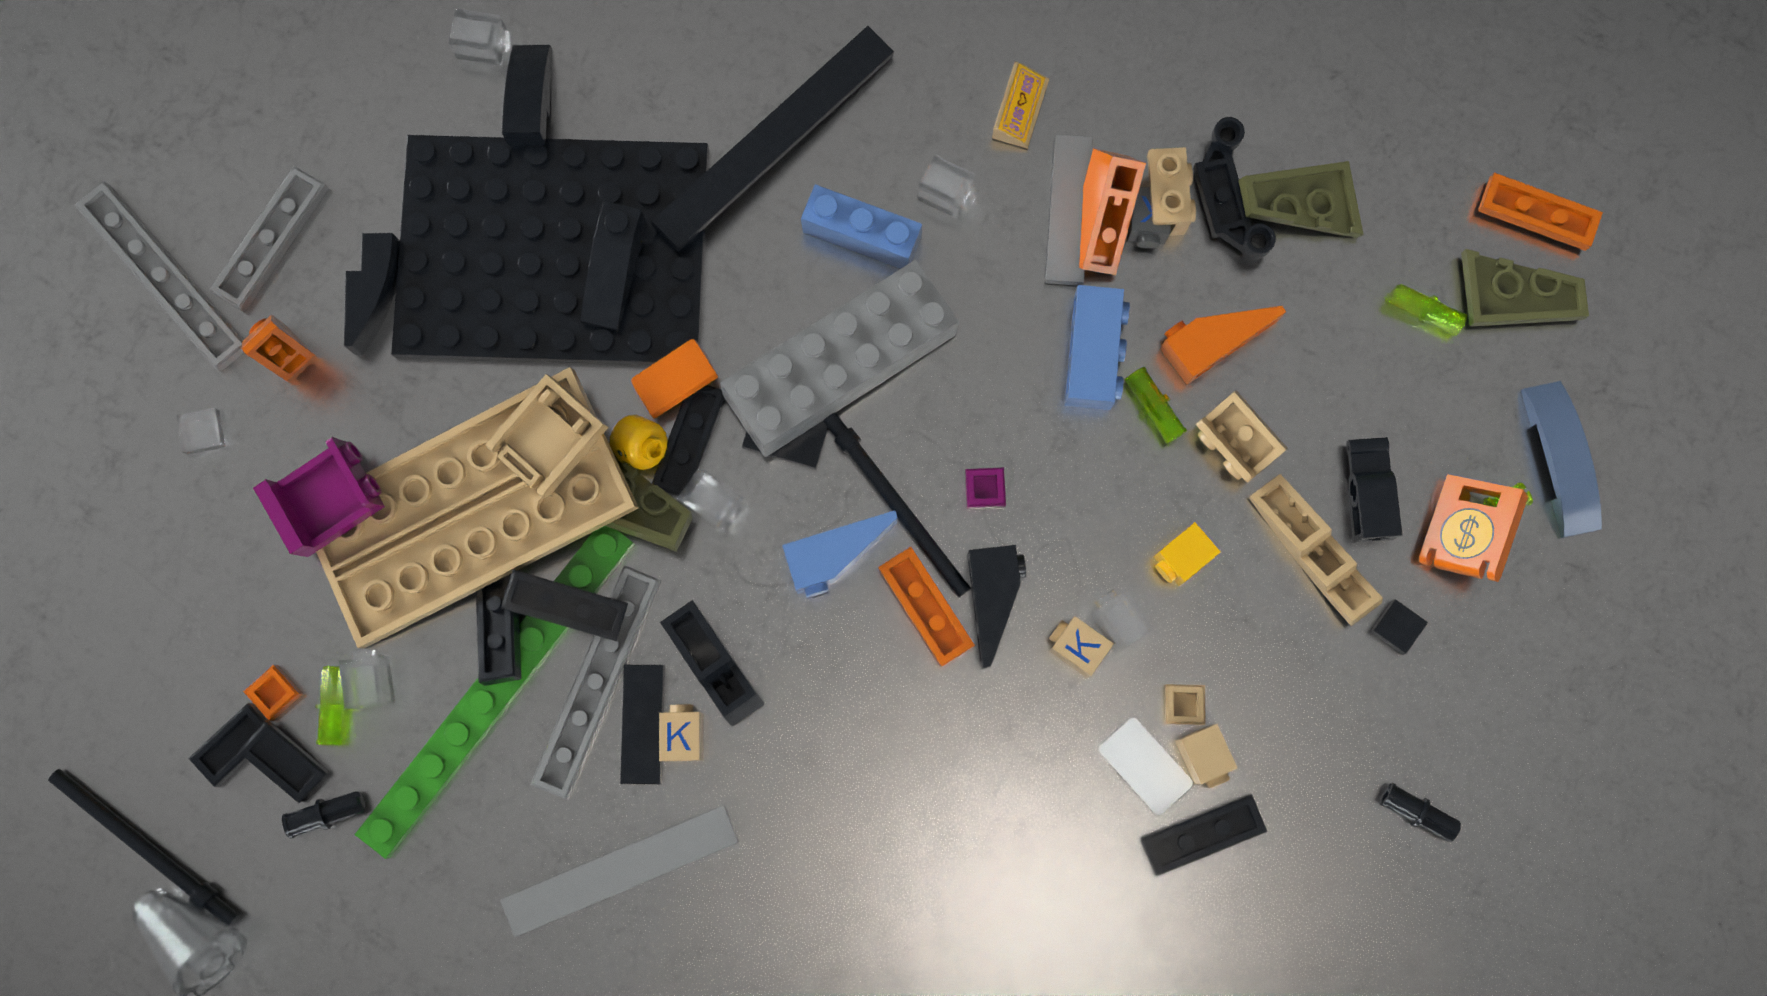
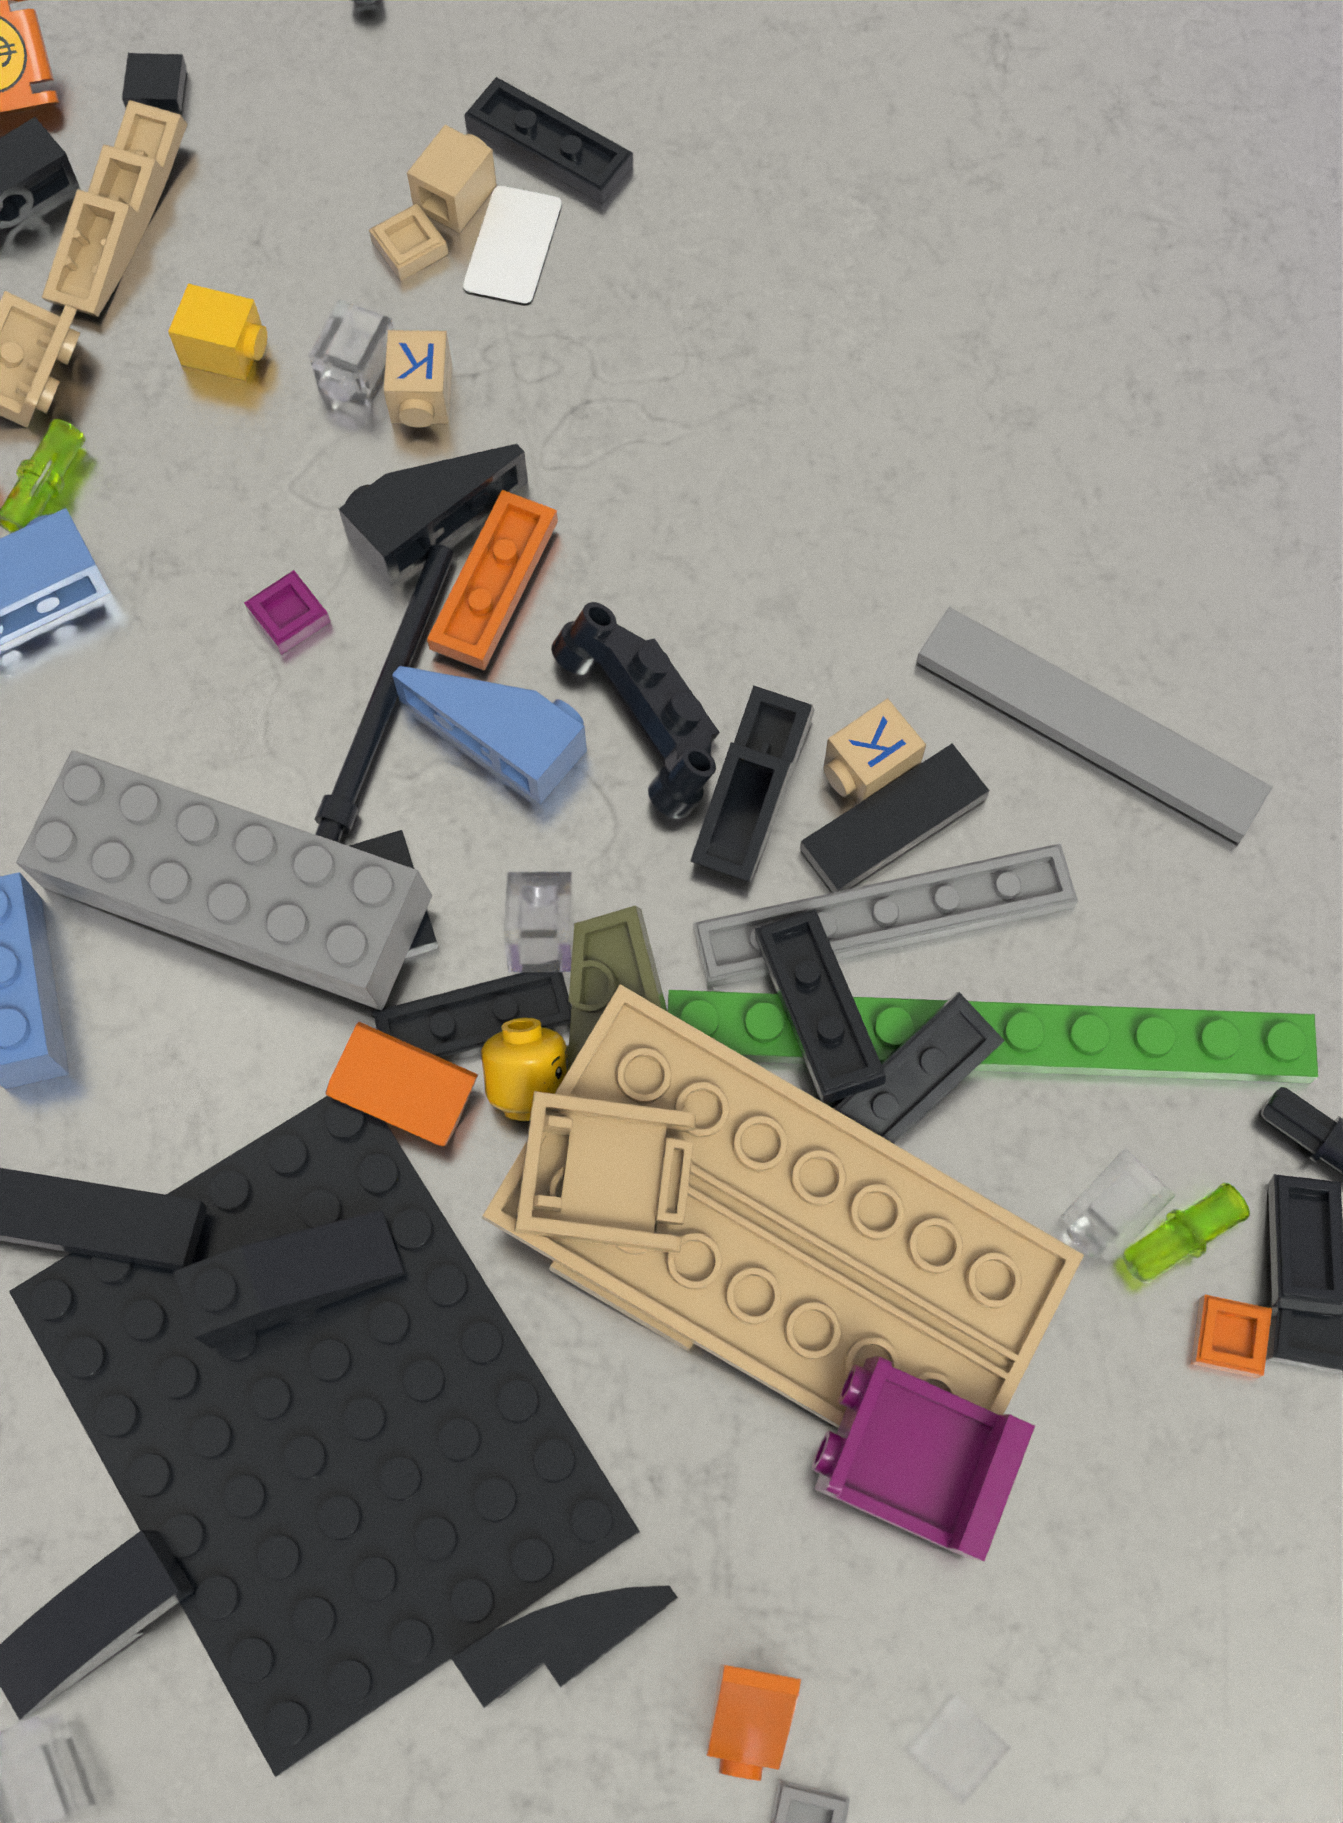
camera: 125 degrees left, 10 degrees down
(793, 645) = (654, 695): none -> black plate

